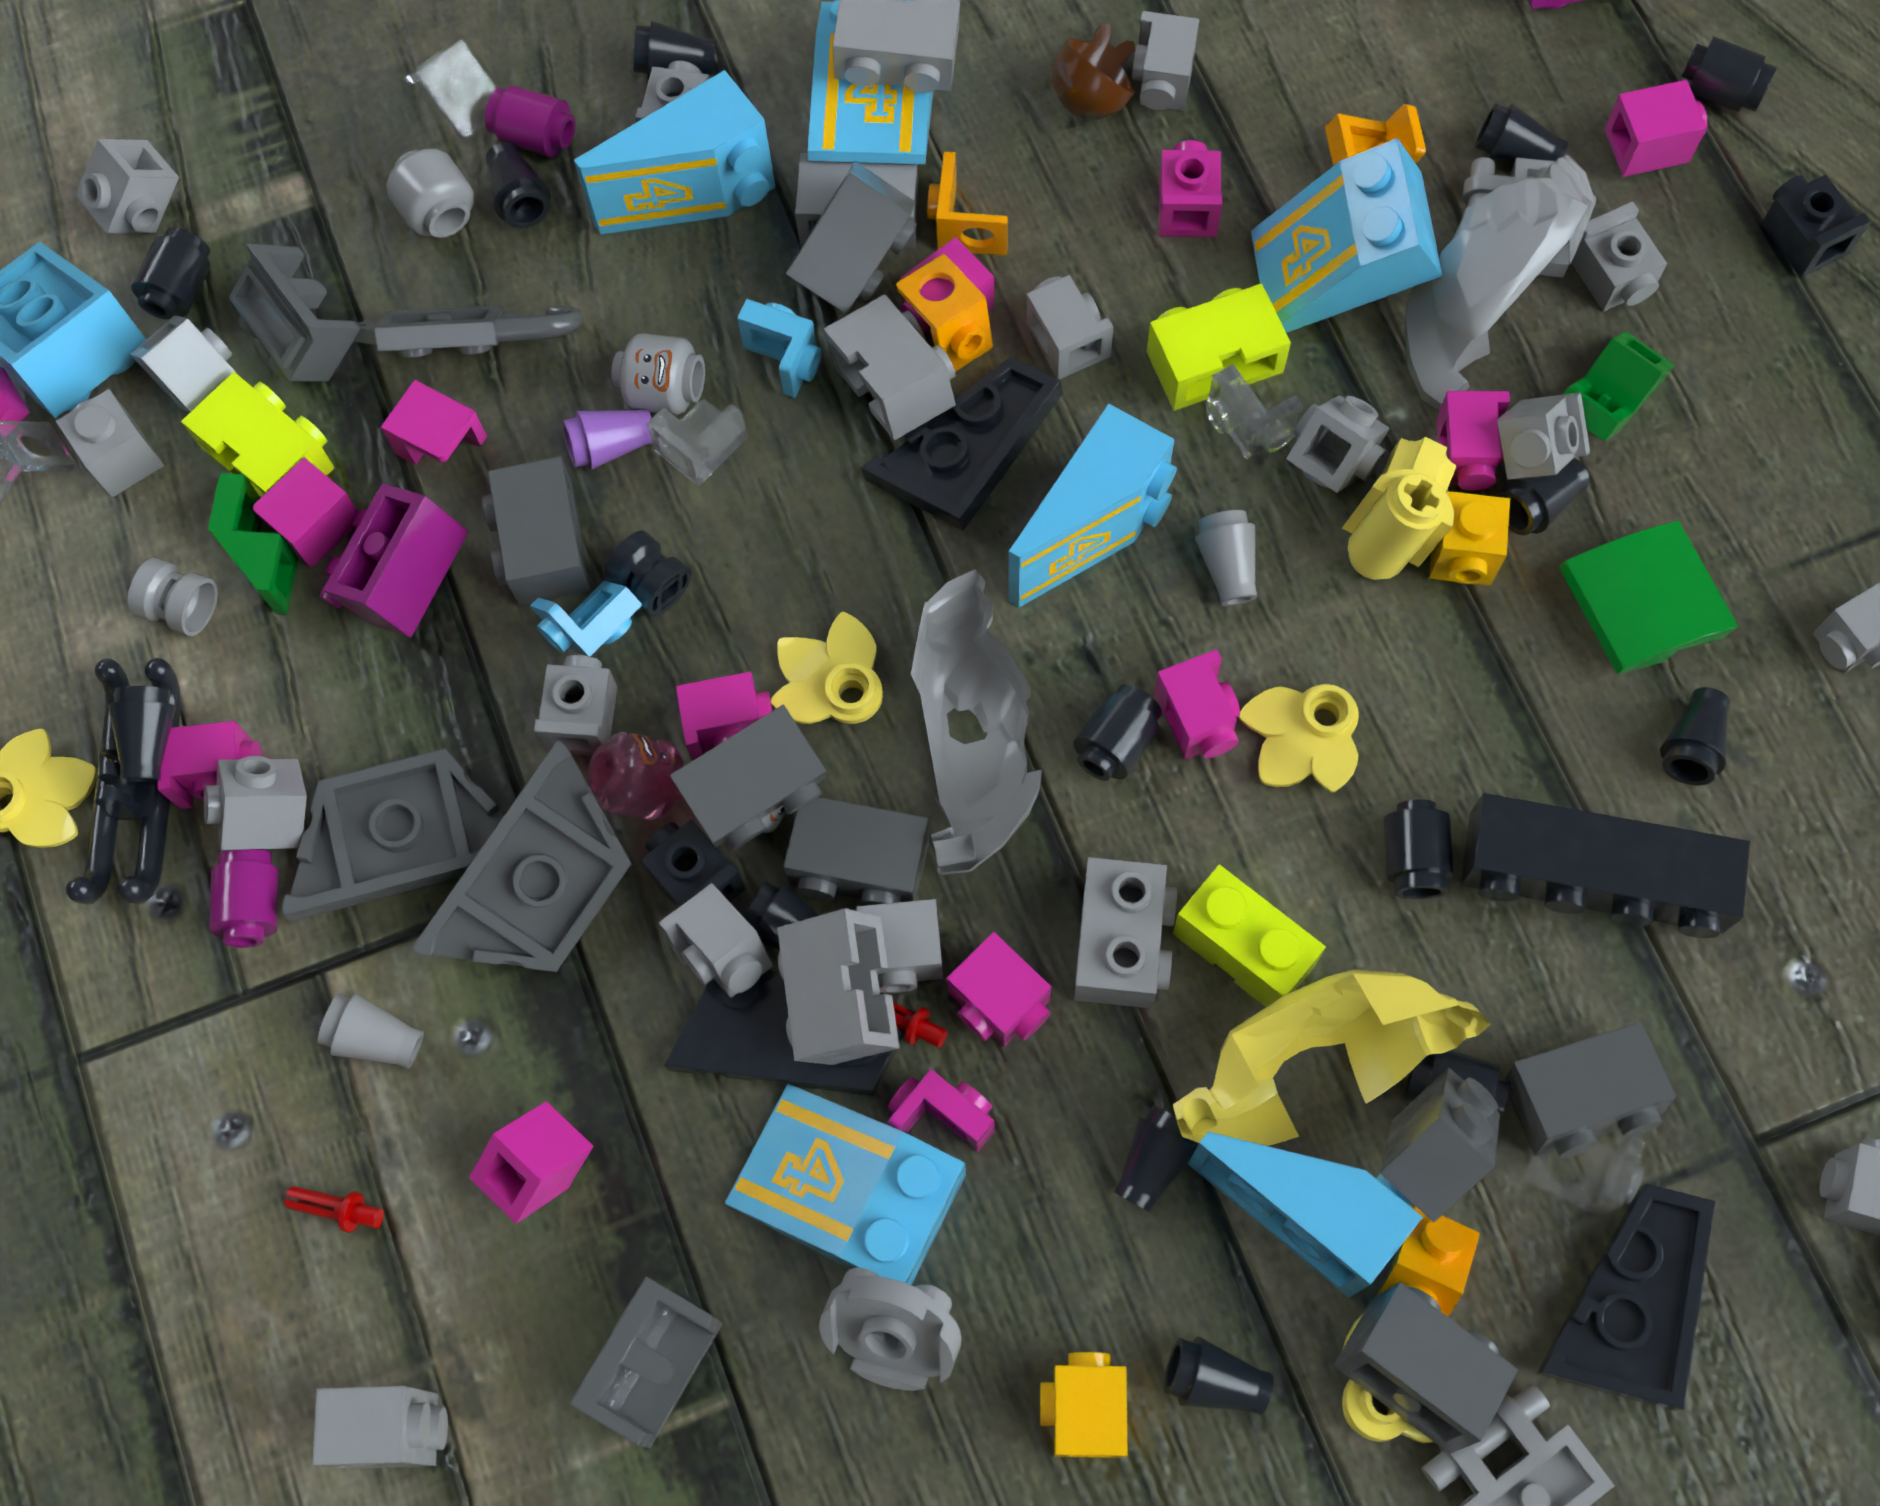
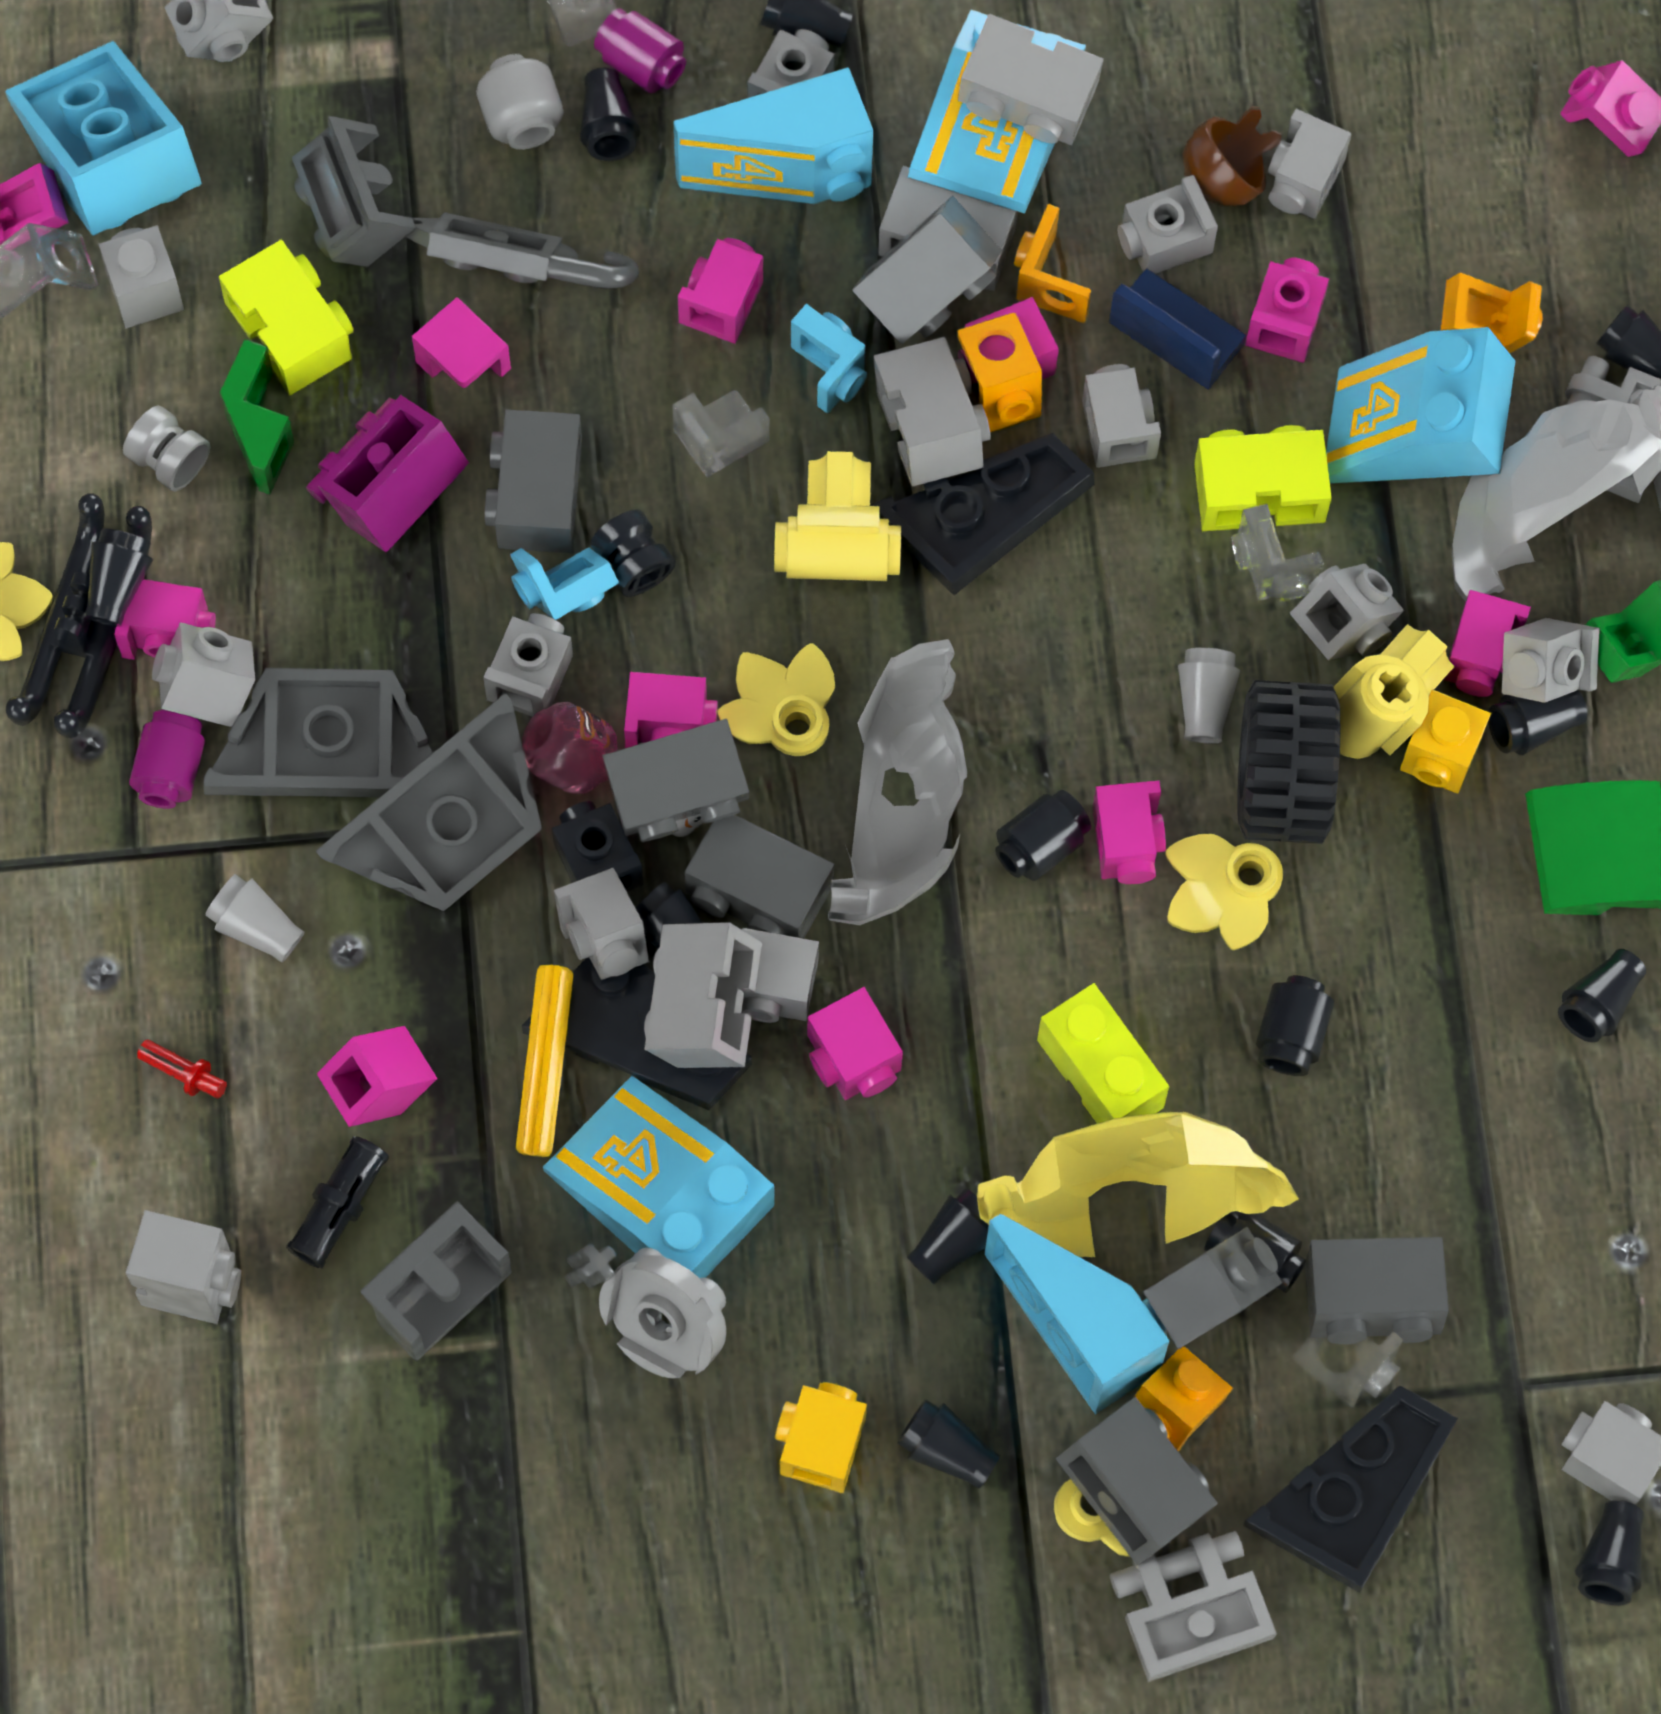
camera: 10 degrees right, 0 degrees up
(172, 274) = (240, 115): black brick -> none
(184, 361) = (234, 215): brick -> none
(307, 511) = (318, 399): dark pink panel -> none
(526, 1302) = (337, 1202): none -> black pin
(605, 435) = (628, 402): medium lavender cone -> none
(659, 373) = (698, 354): light grey head -> none
(665, 302) = (722, 290): none -> dark pink brick
(696, 1096) = (544, 1060): none -> yellow axle
(802, 1301) = (590, 1266): none -> dark grey axle
(836, 497) = (837, 528): none -> light yellow piece
(918, 1026) = (768, 1056): red piece -> none
(958, 1108) = (783, 1141): dark pink bracket -> none
(1059, 148) = (1168, 246): none -> light grey brick
(1091, 235) = (1175, 328): none -> dark blue panel
(1095, 505) = (1084, 610): medium azure slope -> none
(1122, 933) = (986, 1024): light grey brick -> none
(1337, 596) = (1288, 761): none -> black tyre
(1605, 865) = (1462, 1088): black brick -> none

